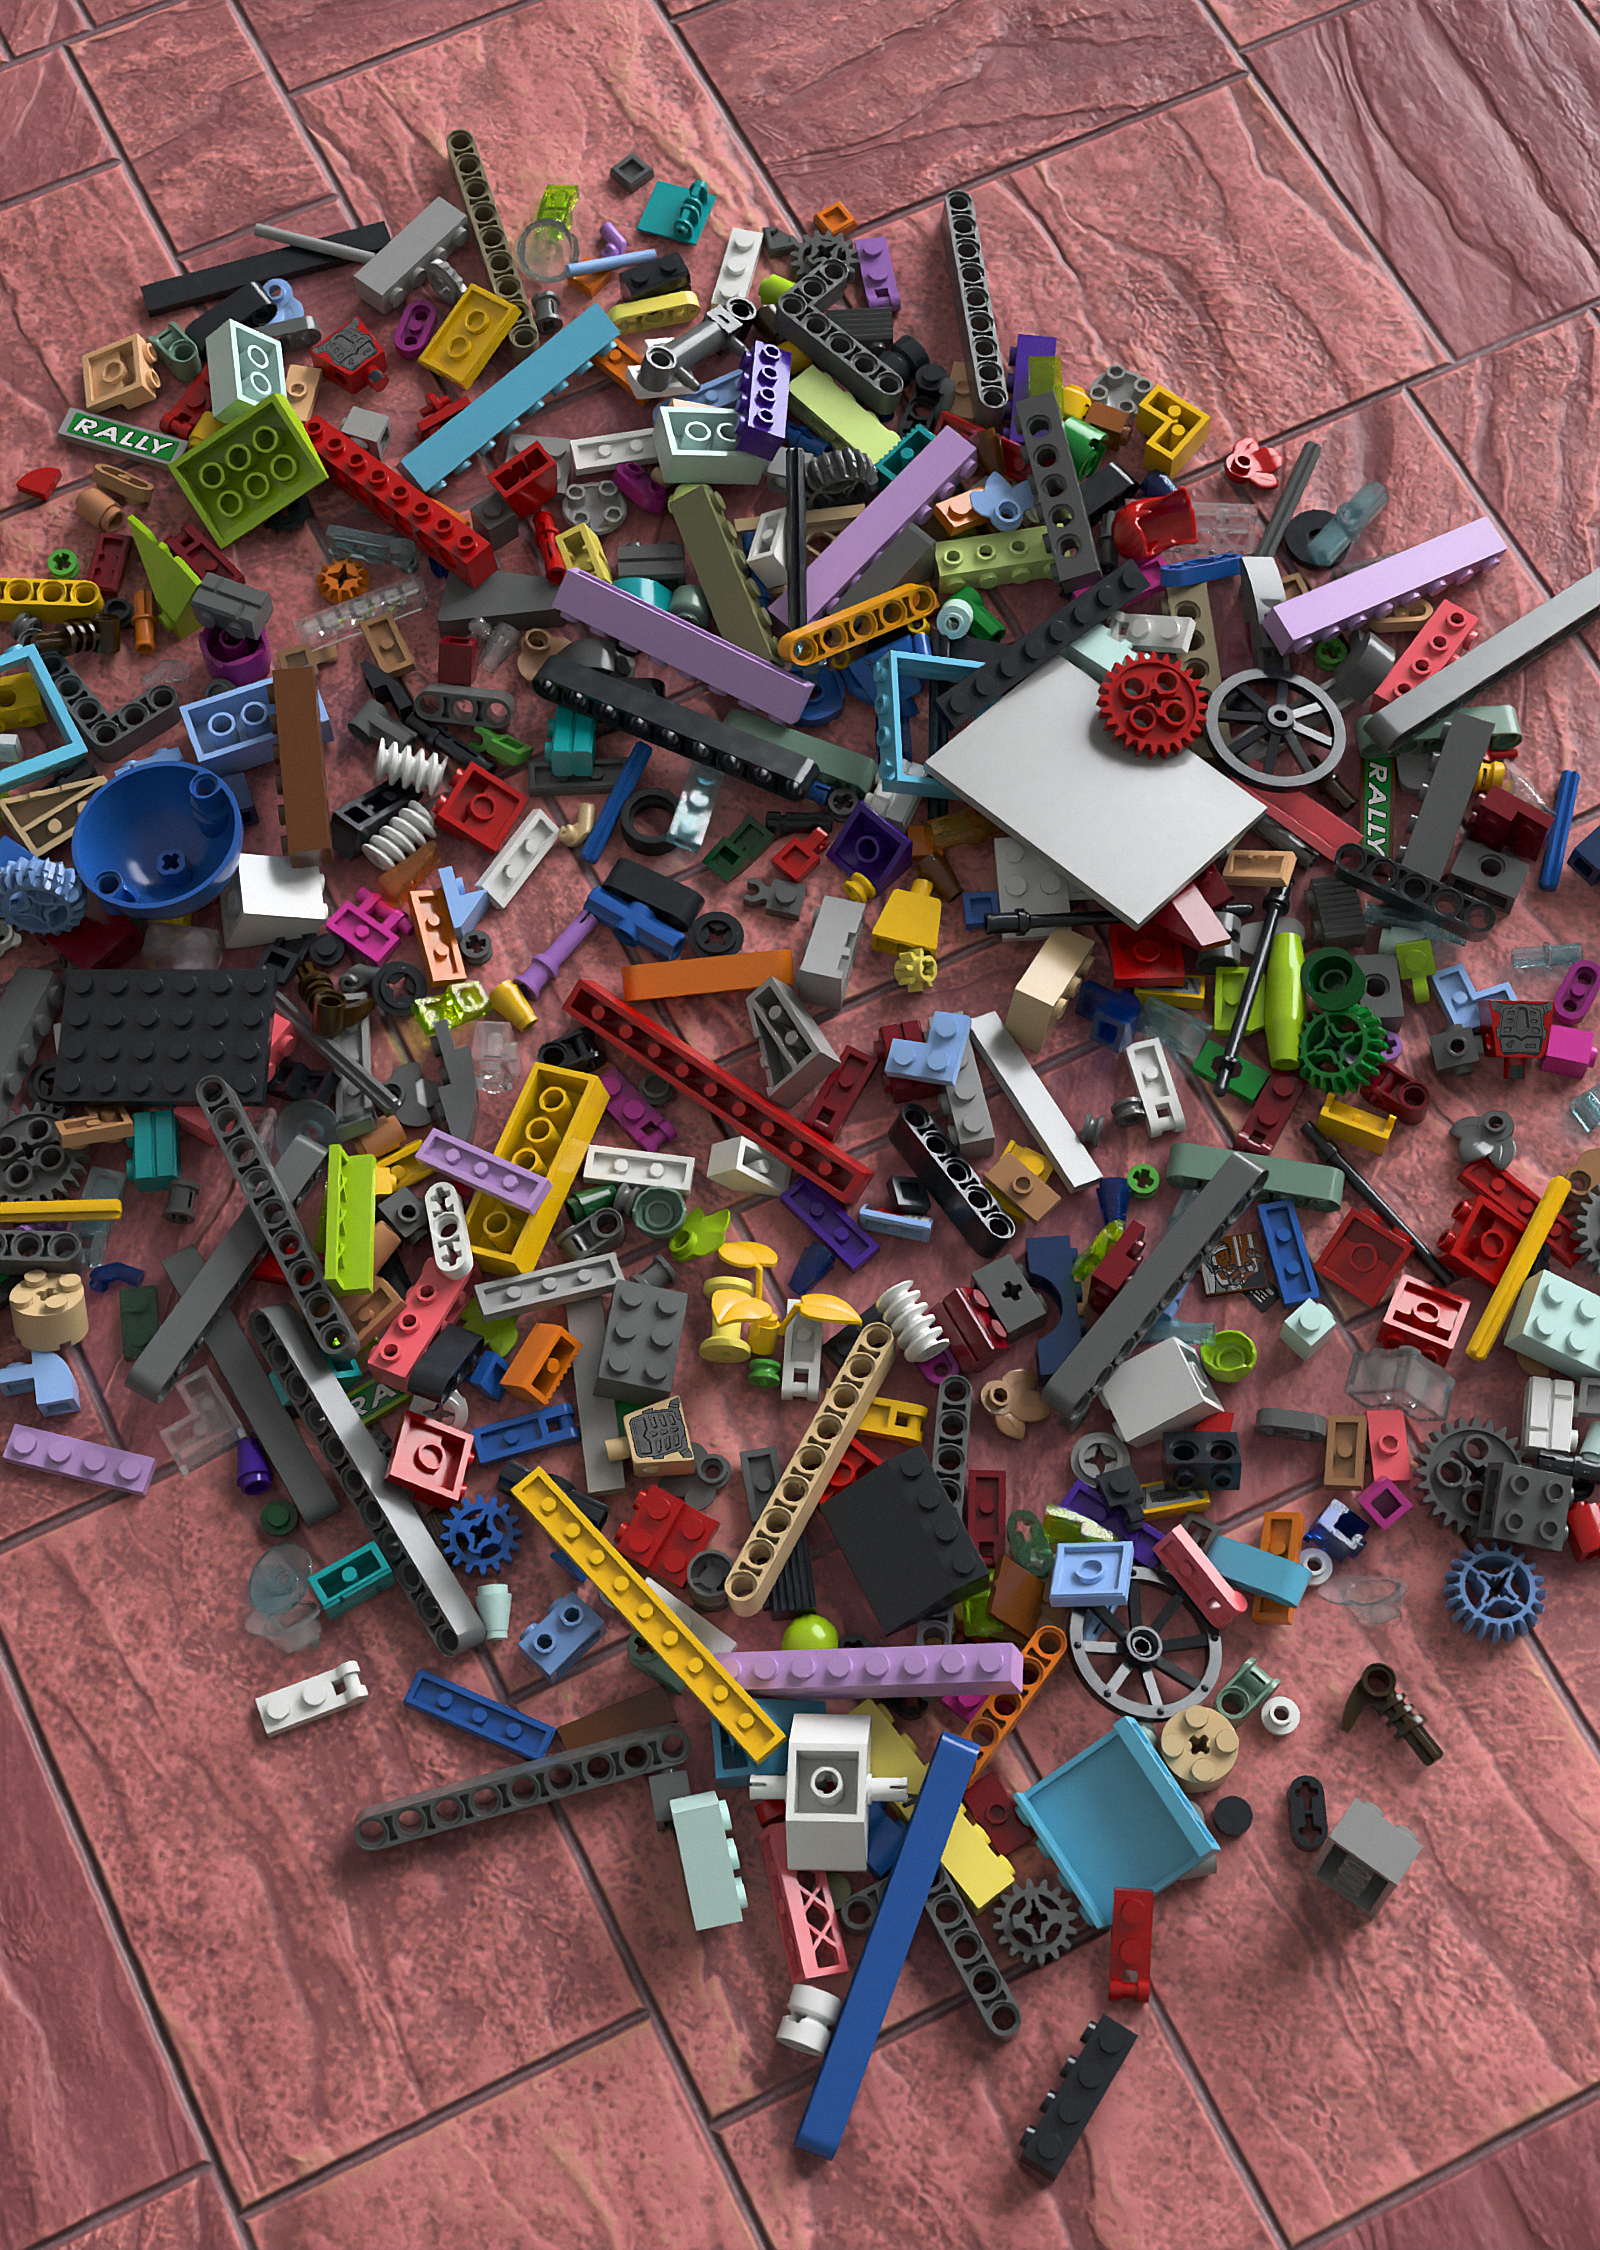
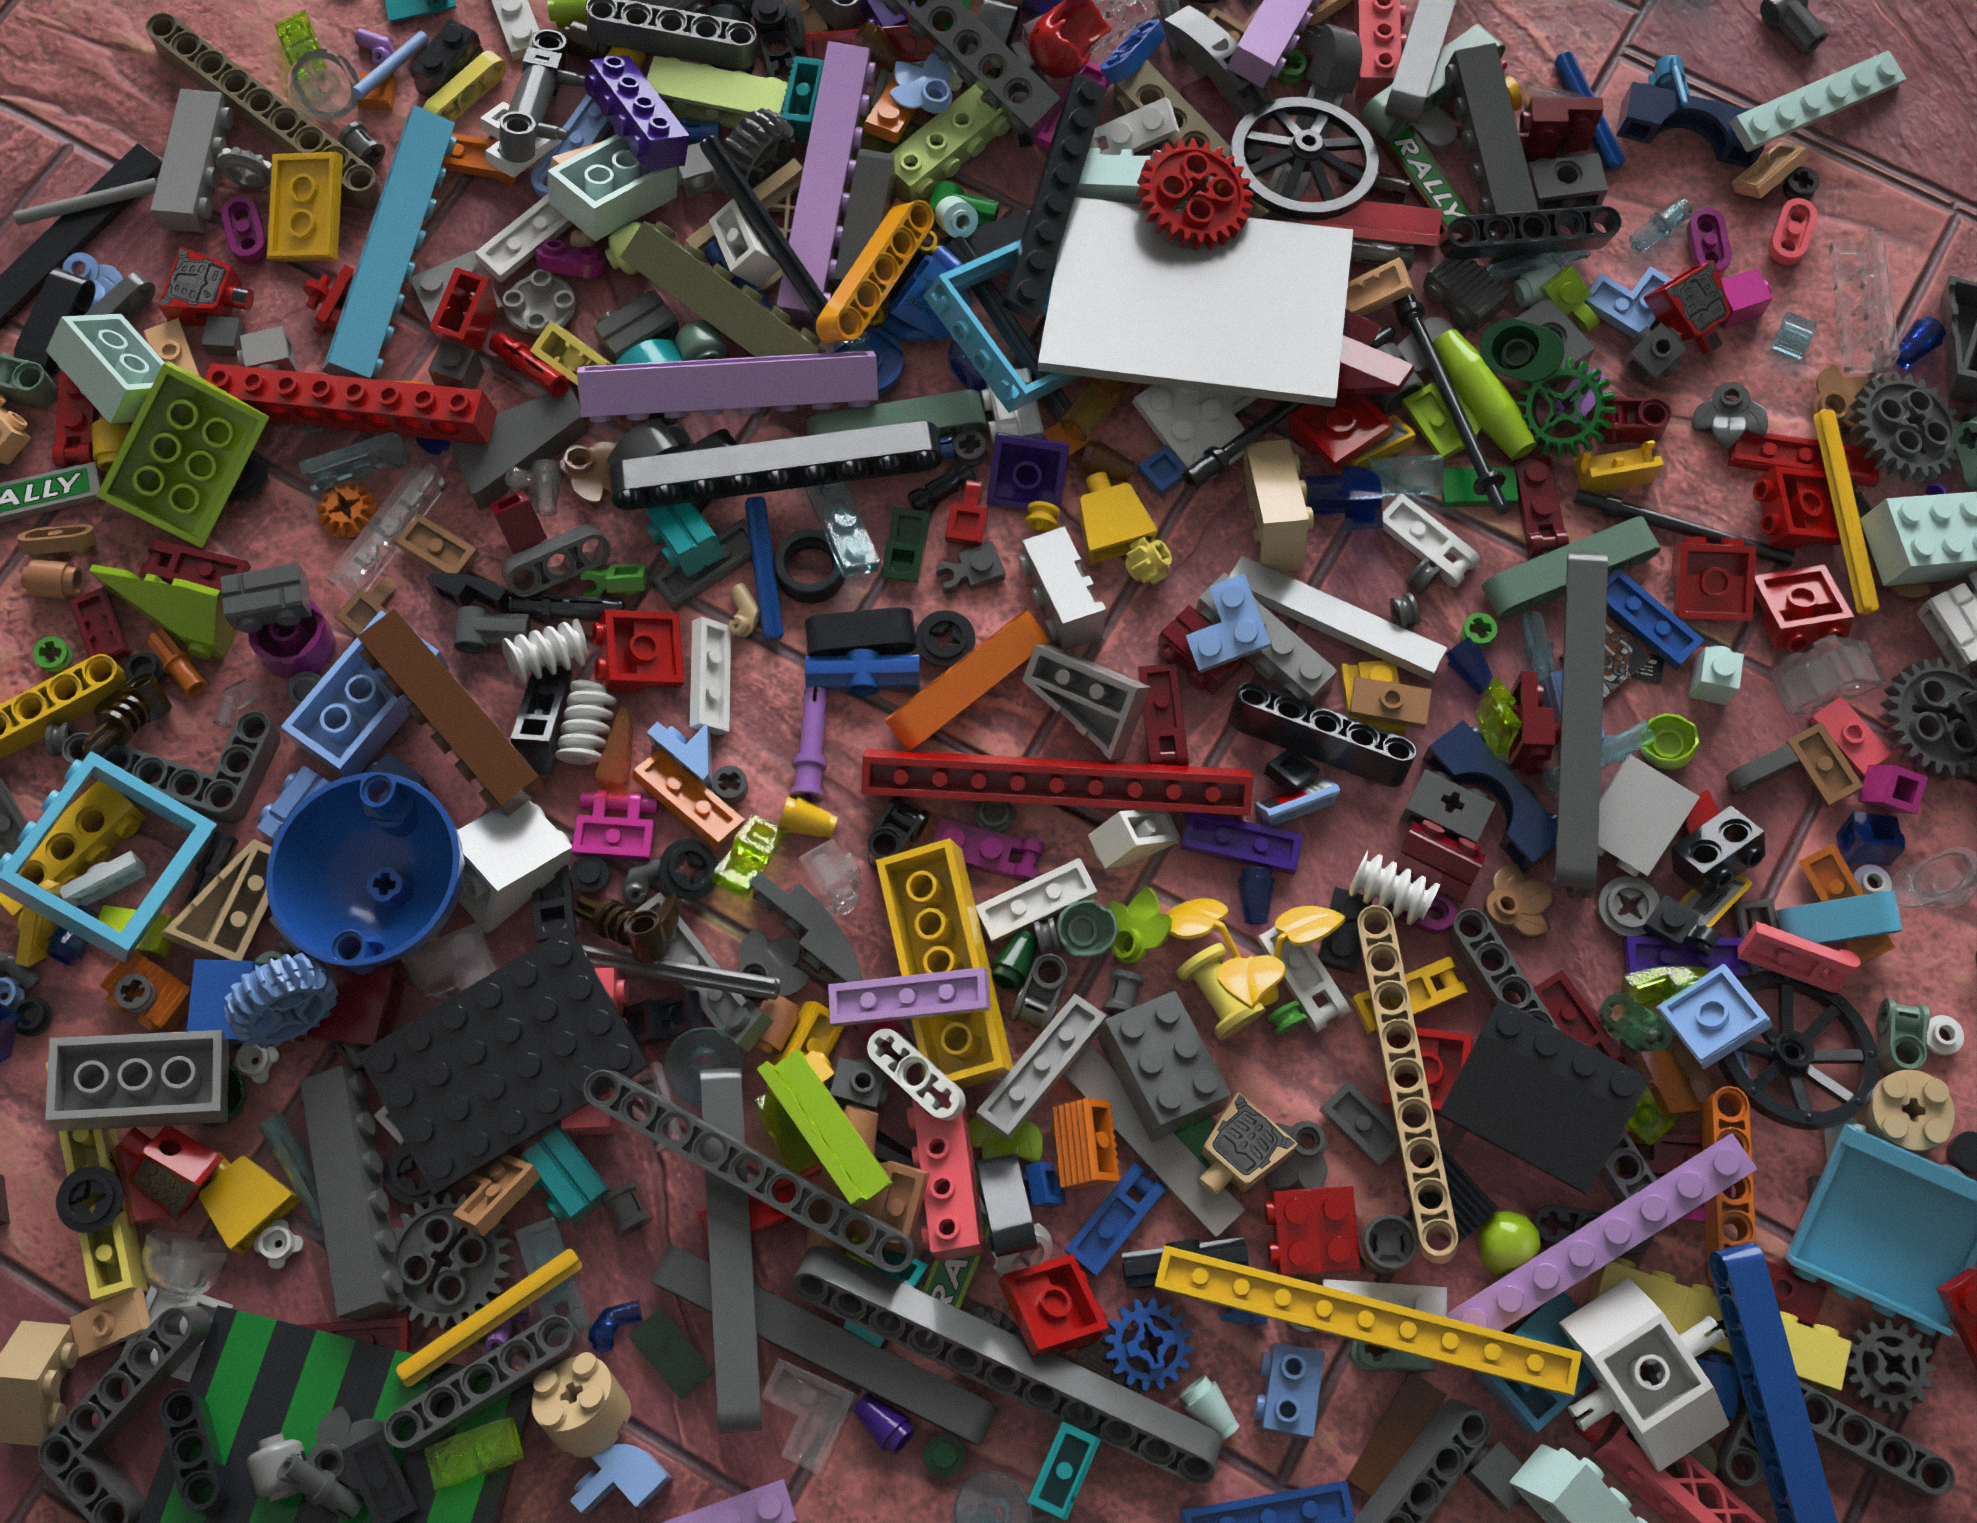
camera: 35 degrees left, 5 degrees up
(343, 398) = (223, 335): none -> dark grey piece

